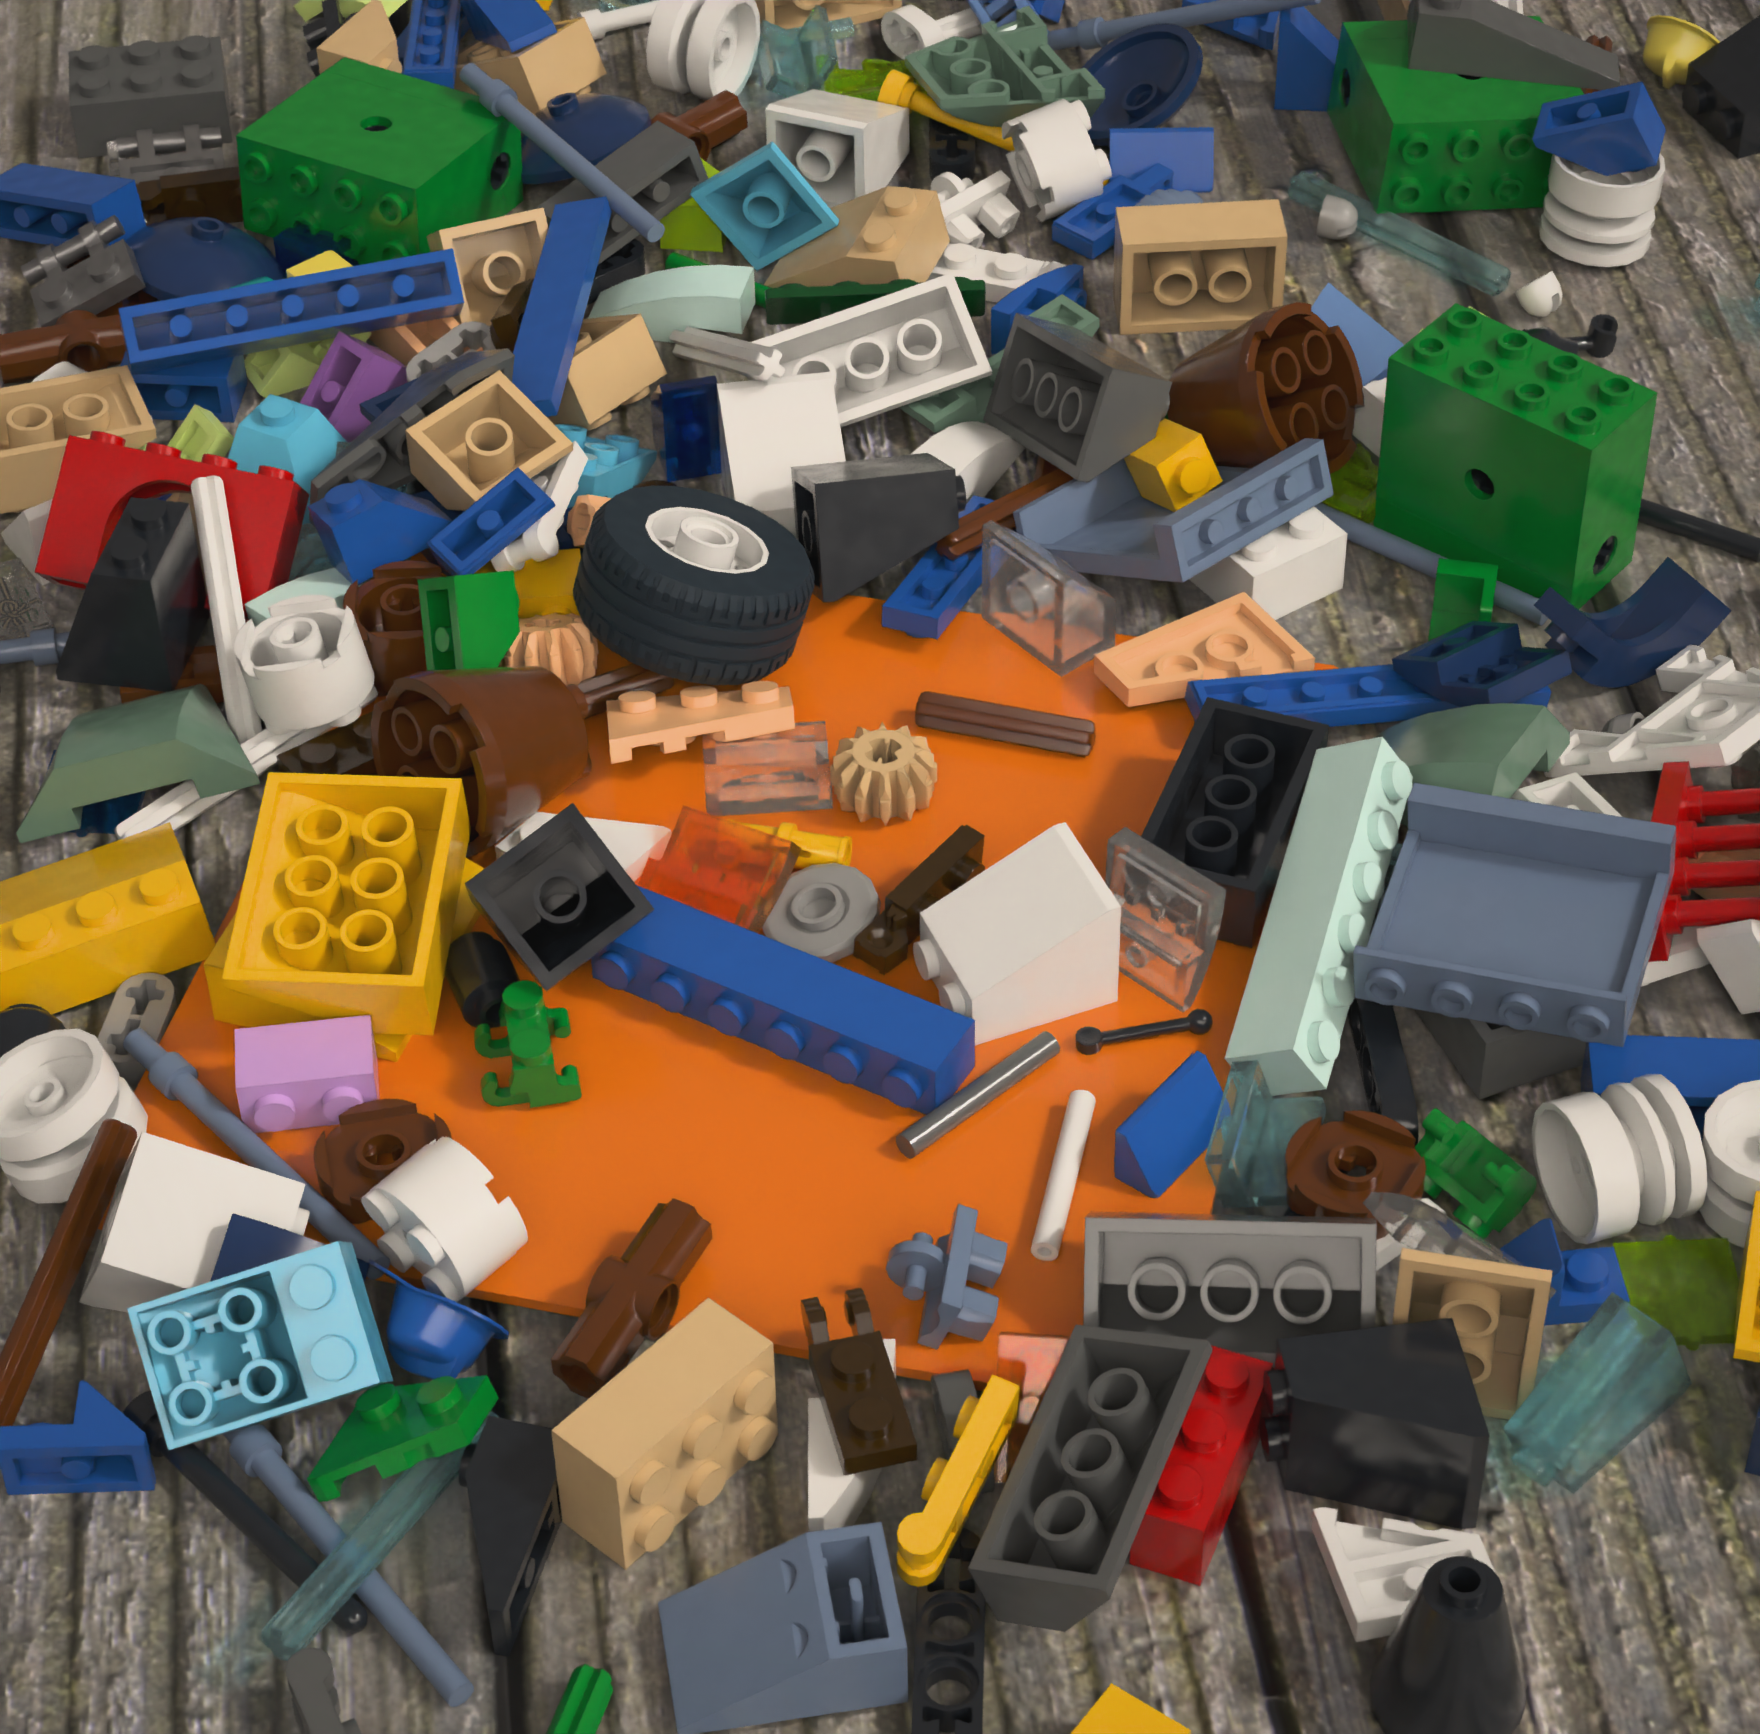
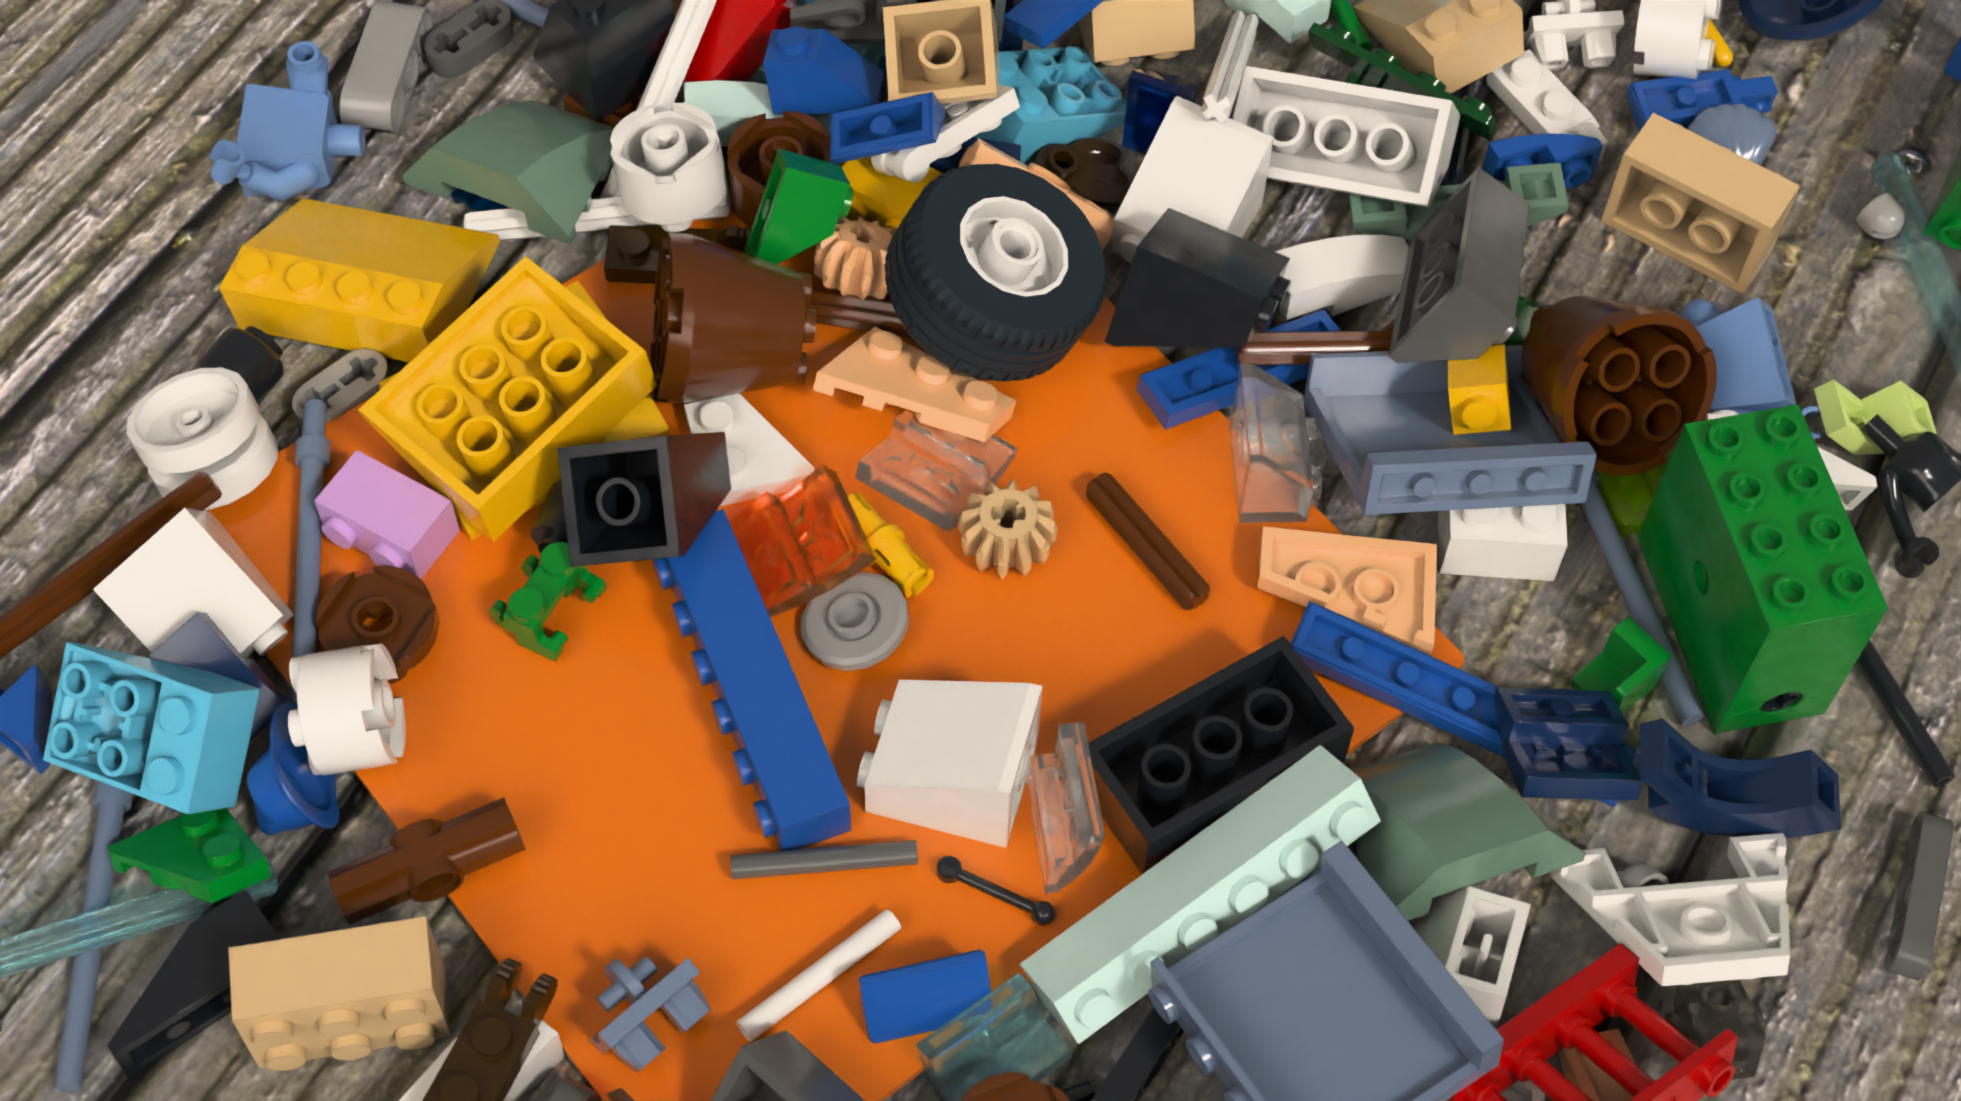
camera: 35 degrees right, 15 degrees up
(237, 1507) = (62, 856): black piece -> none
(951, 865) = (969, 652): dark brown hinge -> none
(1183, 150) = (1801, 77): blue slope -> none

